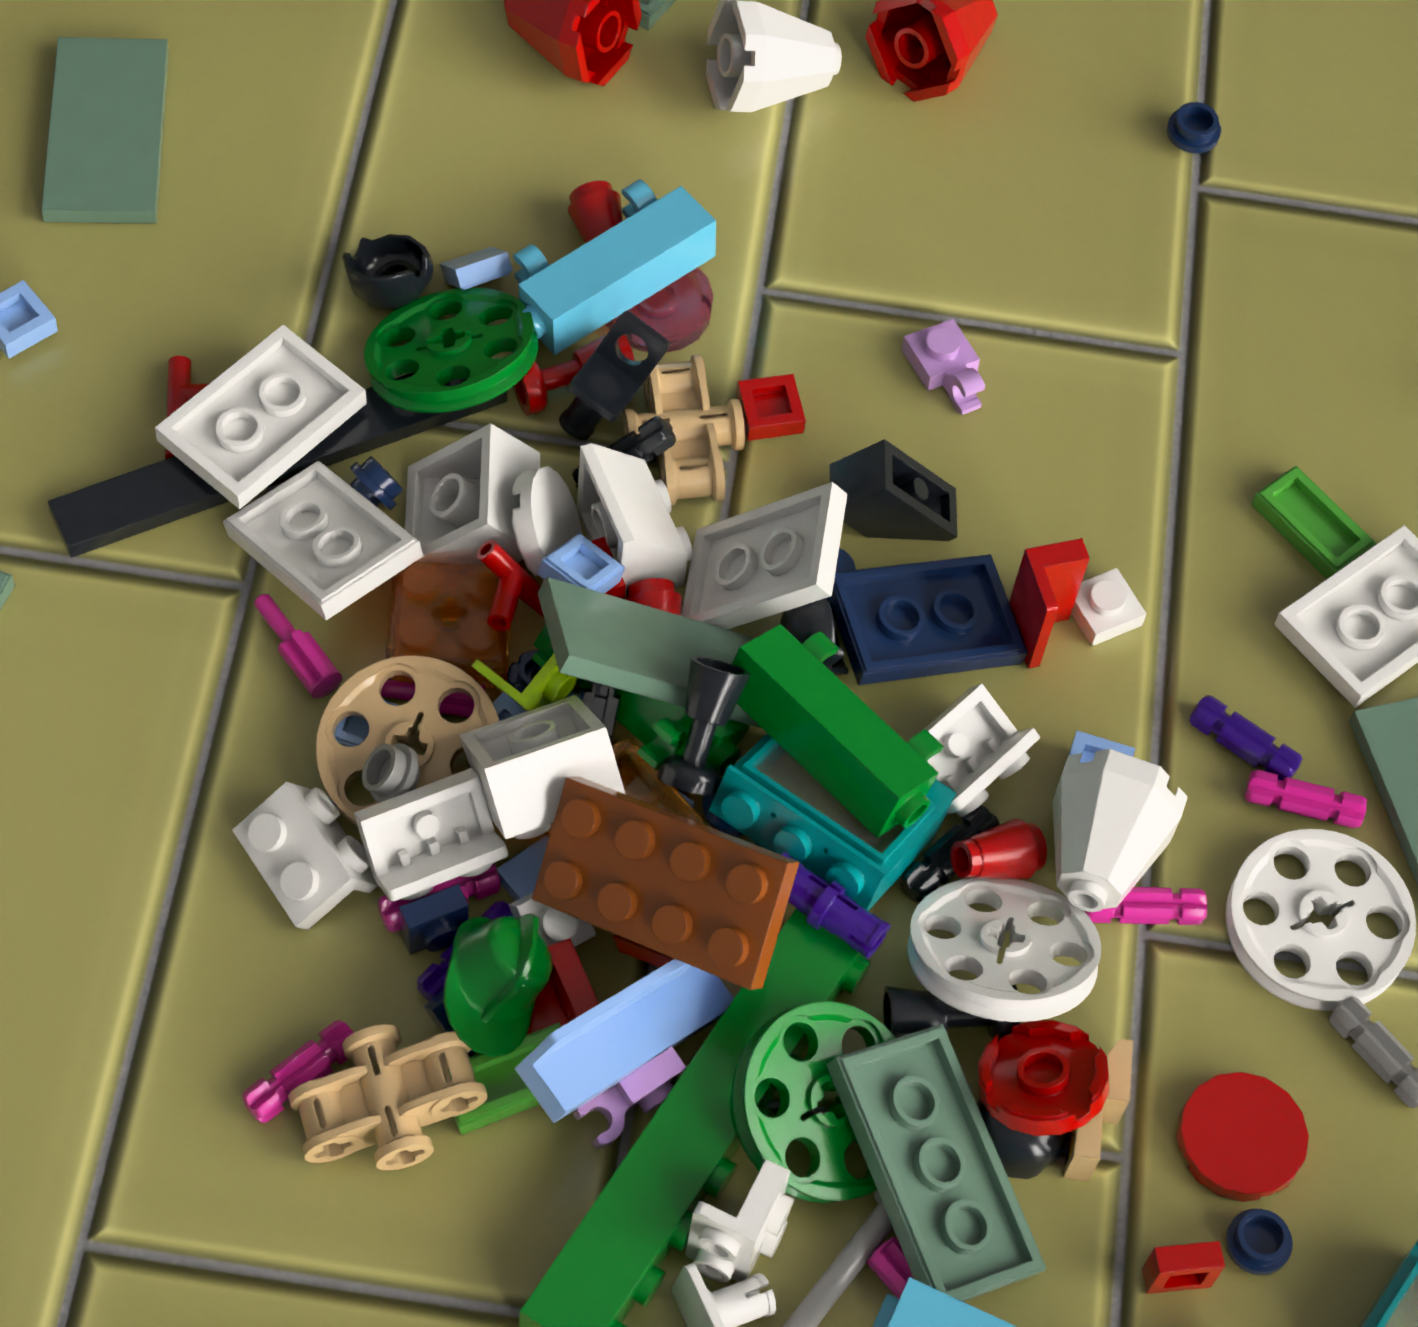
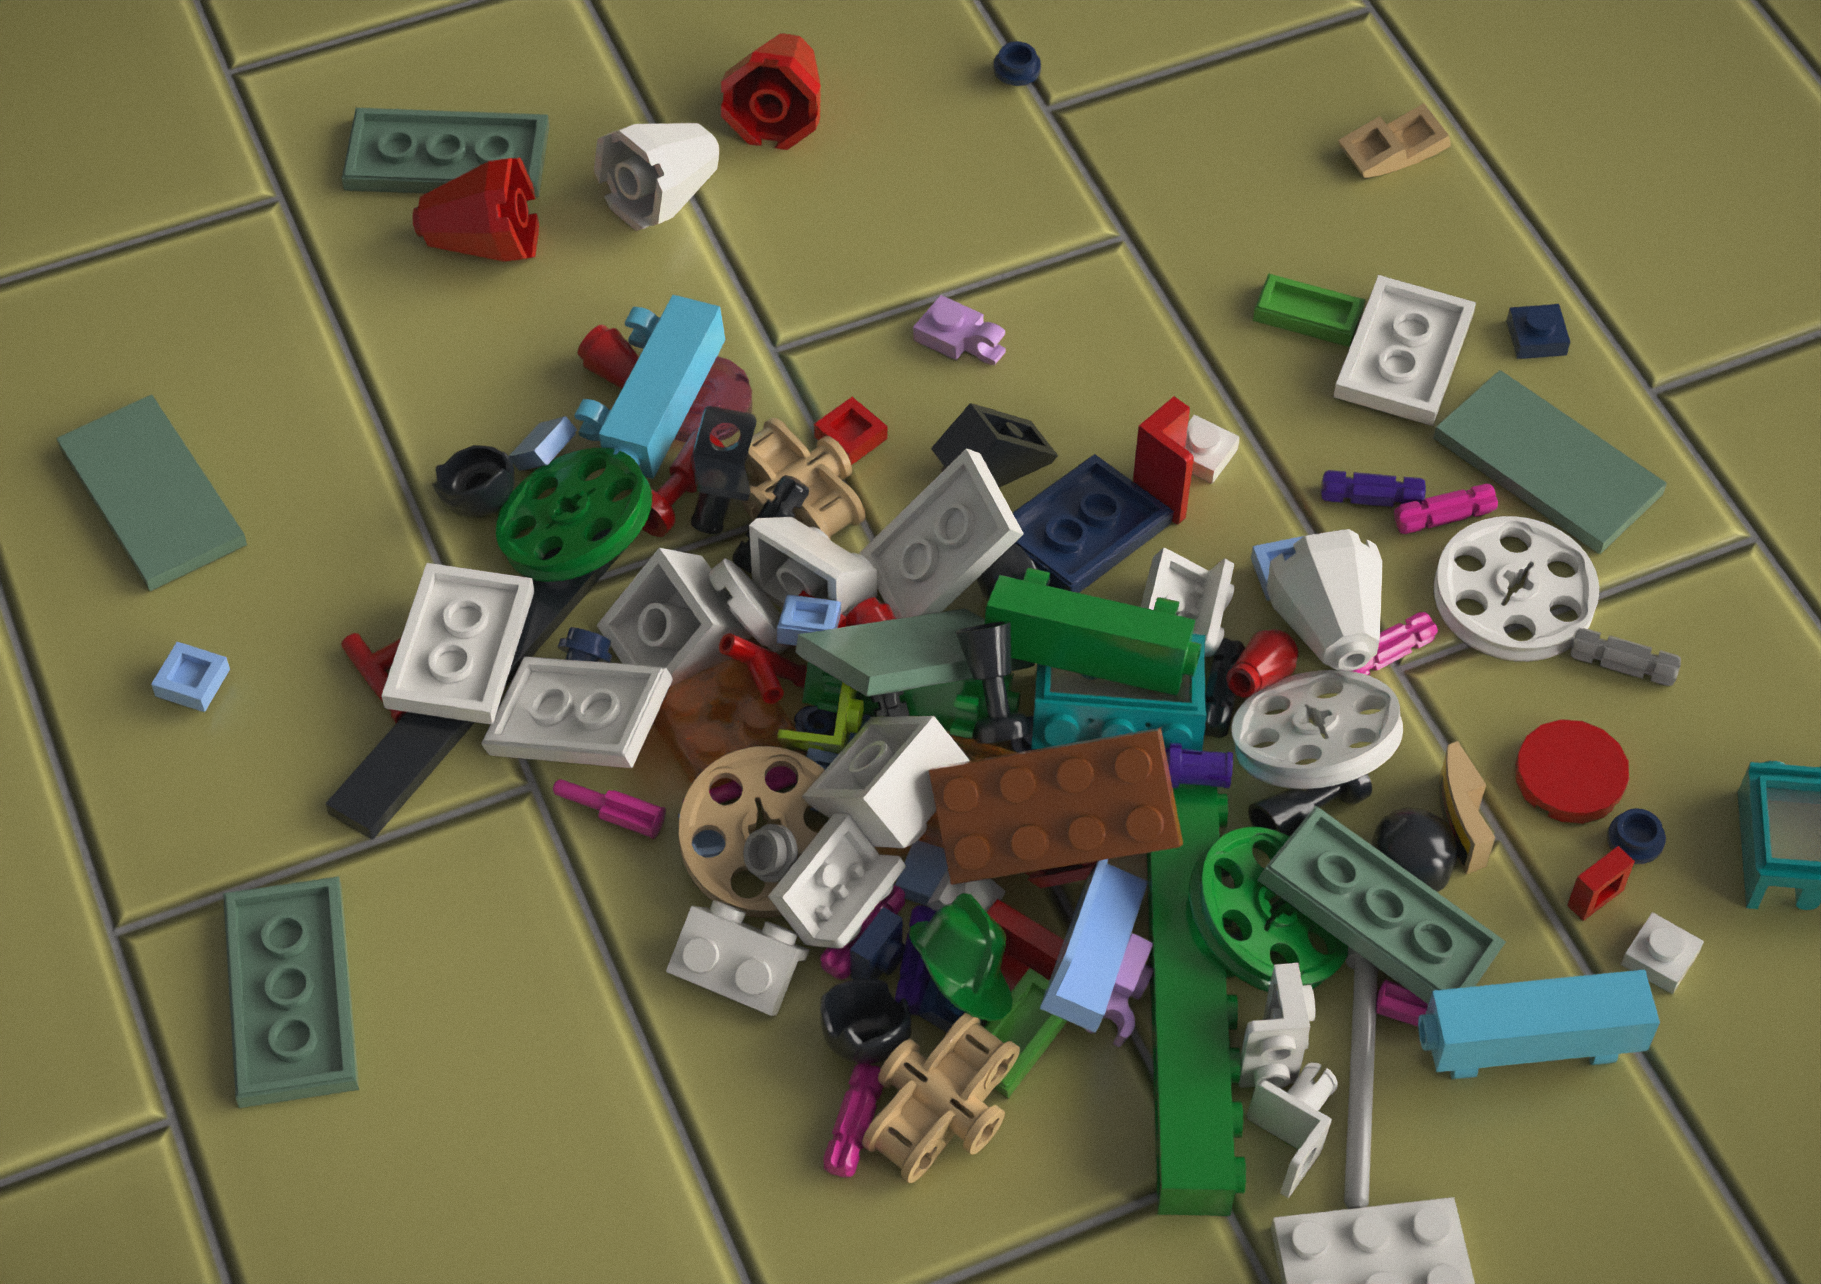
camera: 25 degrees left, 5 degrees down
(369, 981) = (864, 1020): none -> black hair
(1043, 1078) = (1416, 802): red tile -> none

